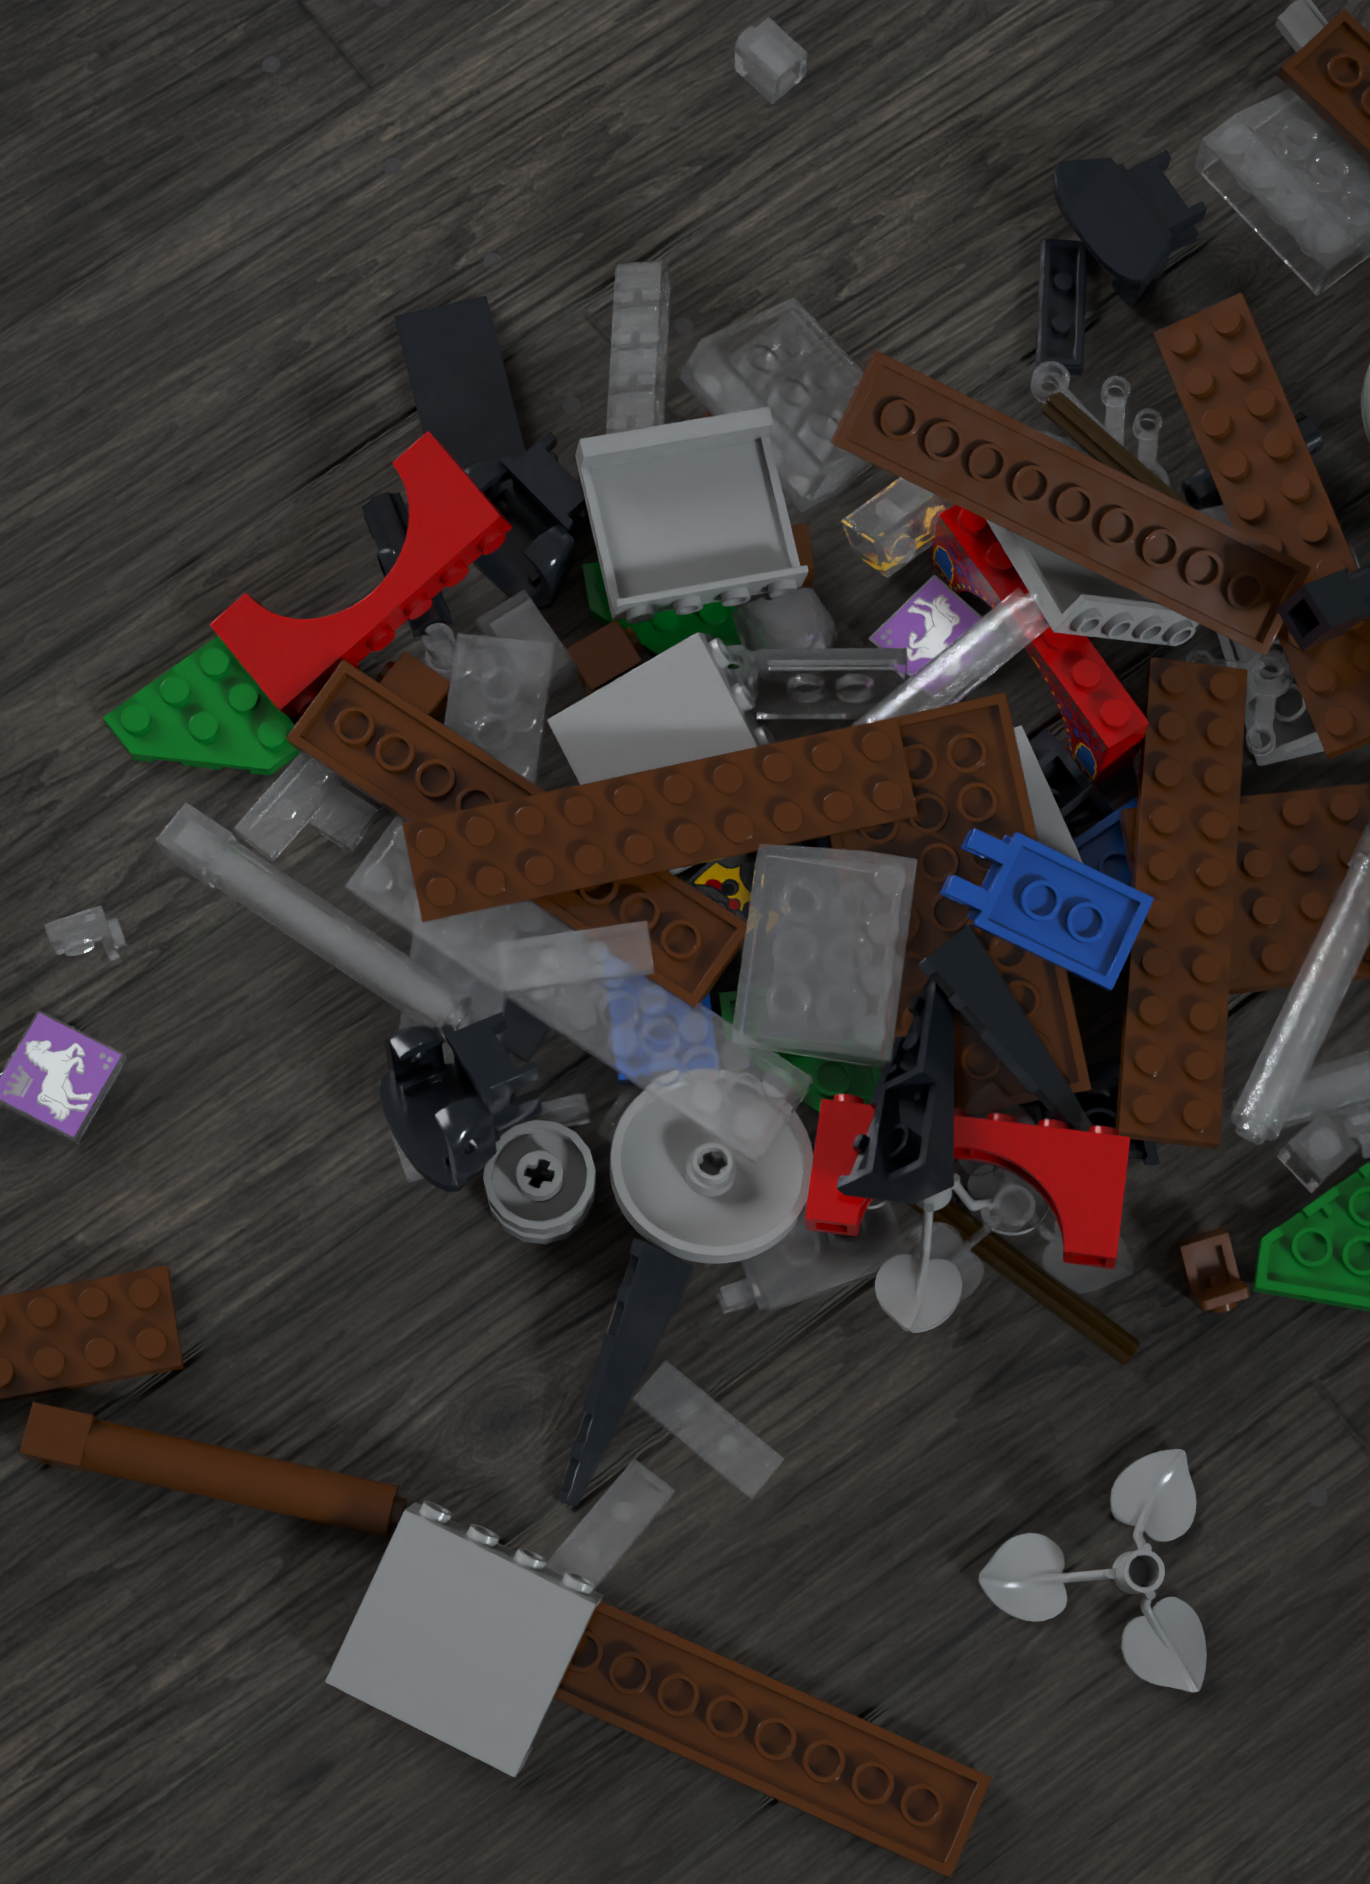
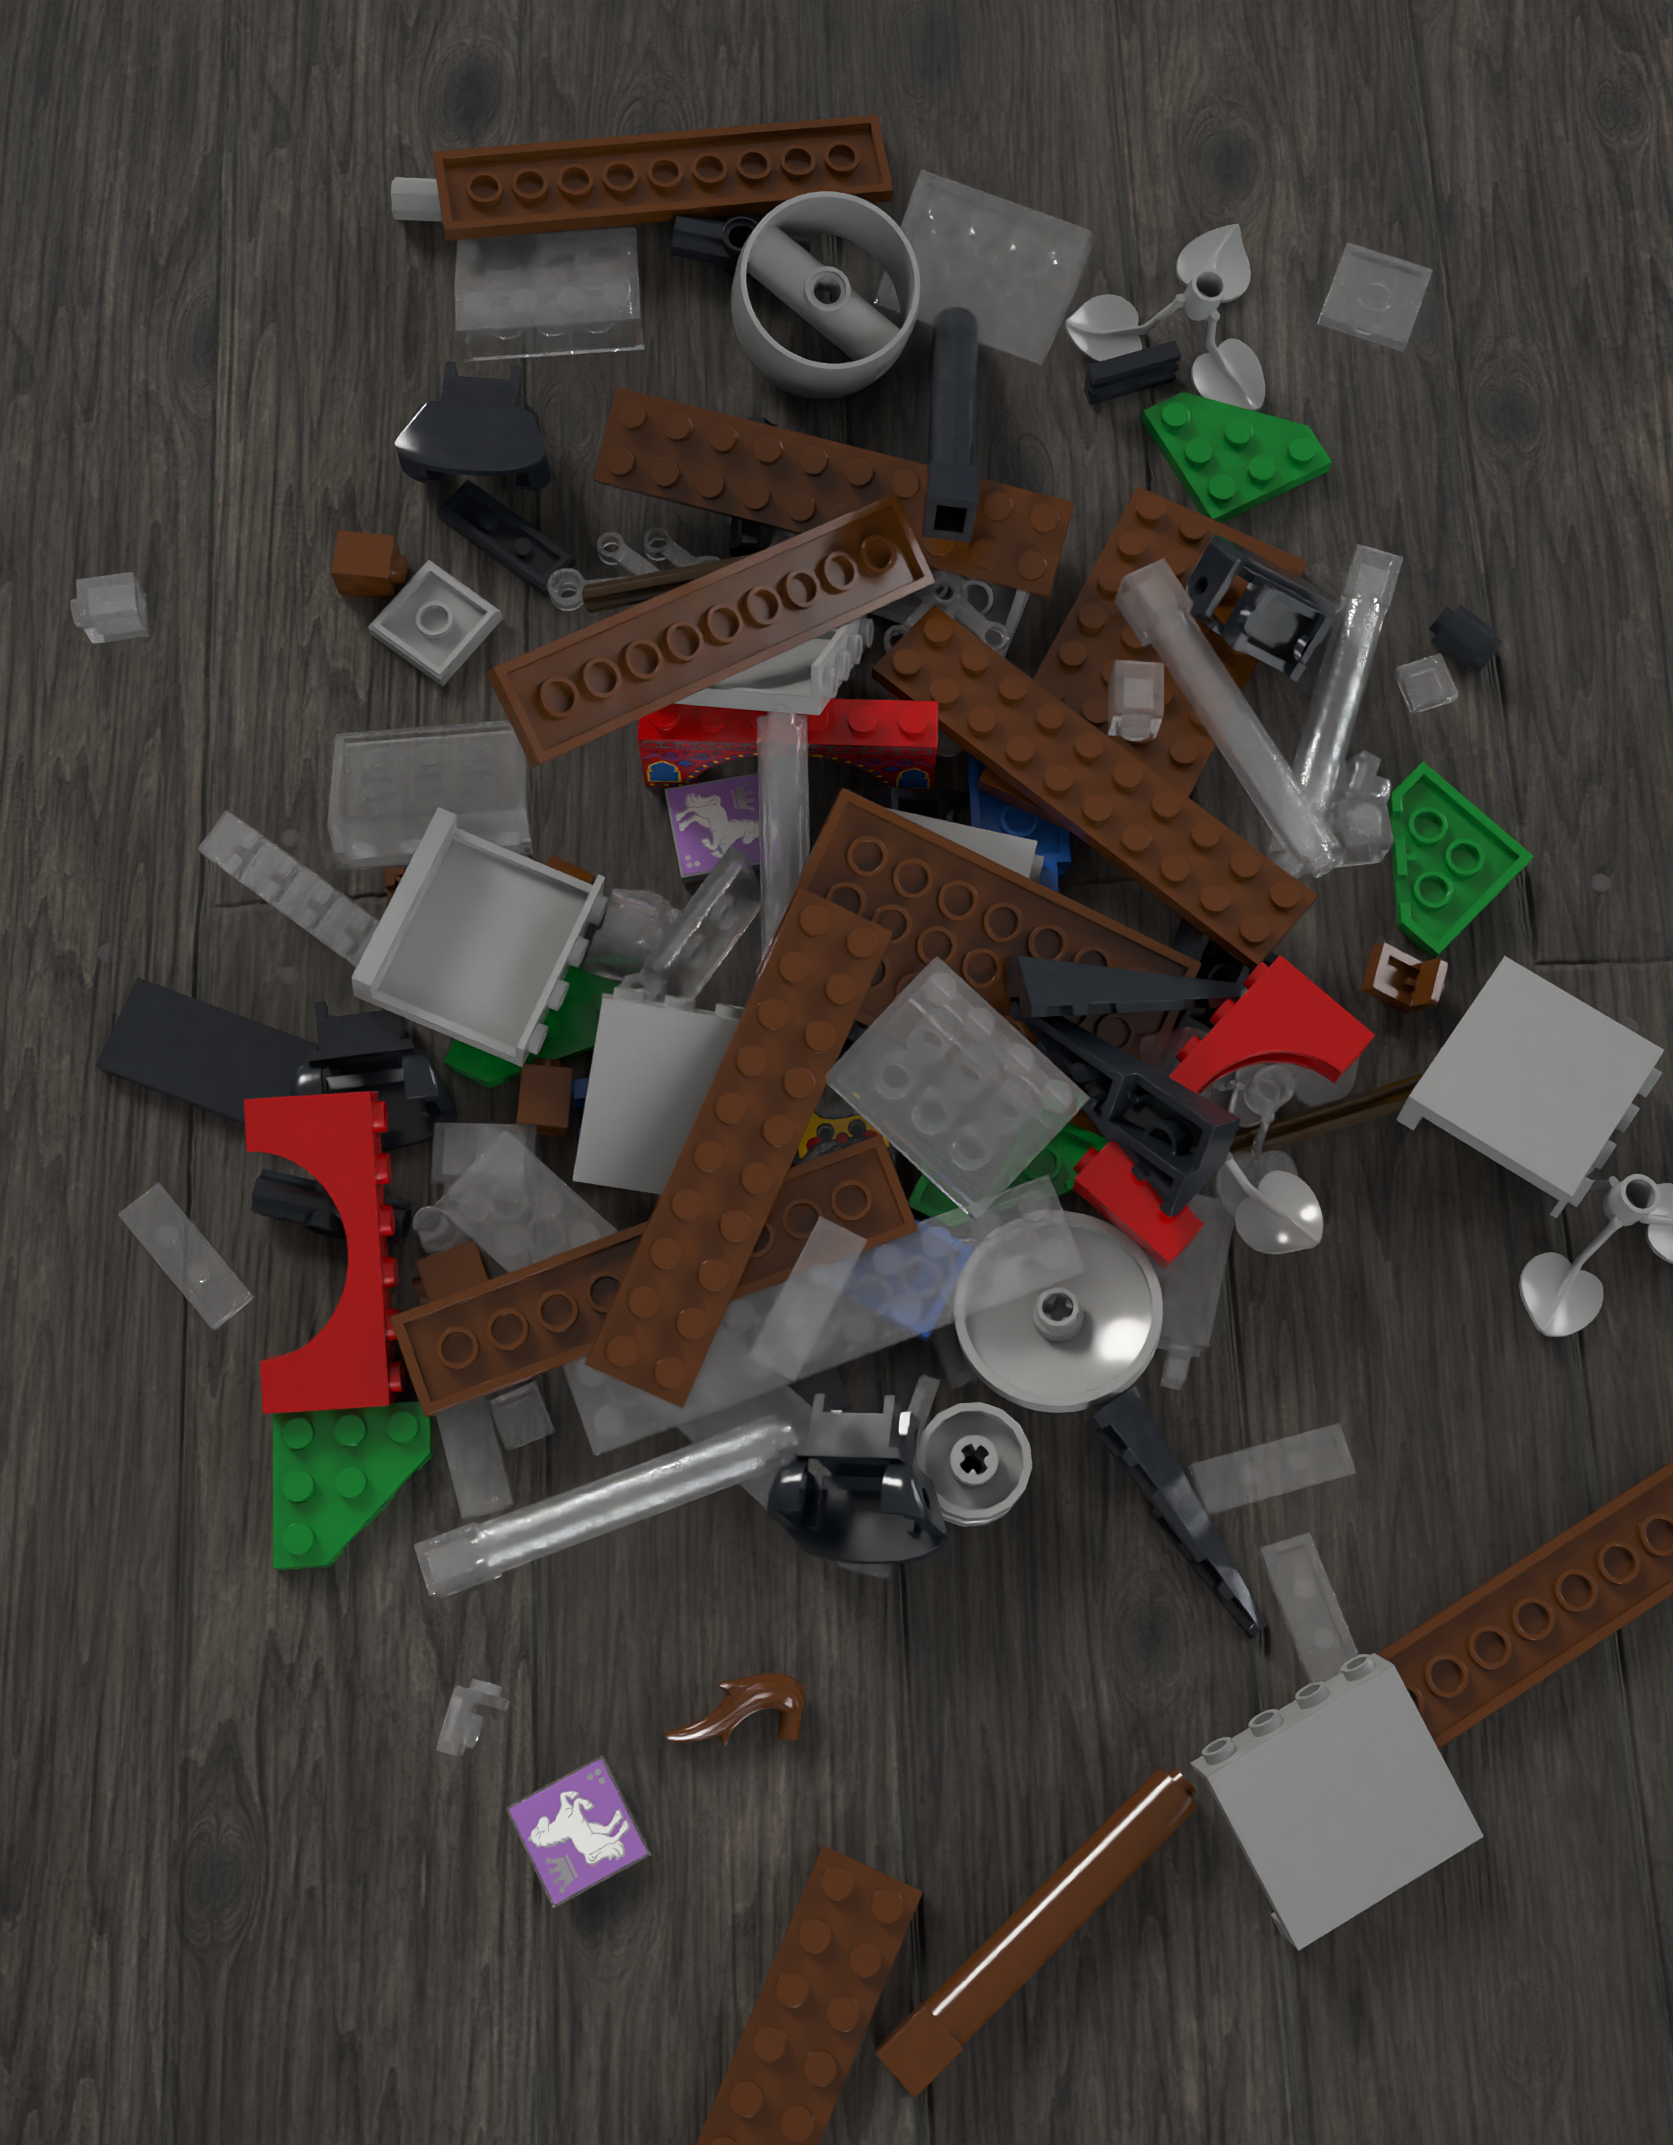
camera: 55 degrees left, 0 degrees up
(240, 1131) = (743, 1698): none -> reddish brown piece
(295, 488) = (186, 1256): none -> clear tile
(894, 526) = (604, 786): clear brick -> none
(945, 305) = (435, 622): none -> light grey tile
(952, 219) = (367, 565): none -> reddish brown brick
(1051, 906) = (1041, 882): blue tile -> none
(1191, 1433) = (1536, 1082): none -> light grey panel
(1284, 885) = (1135, 699): none -> clear brick

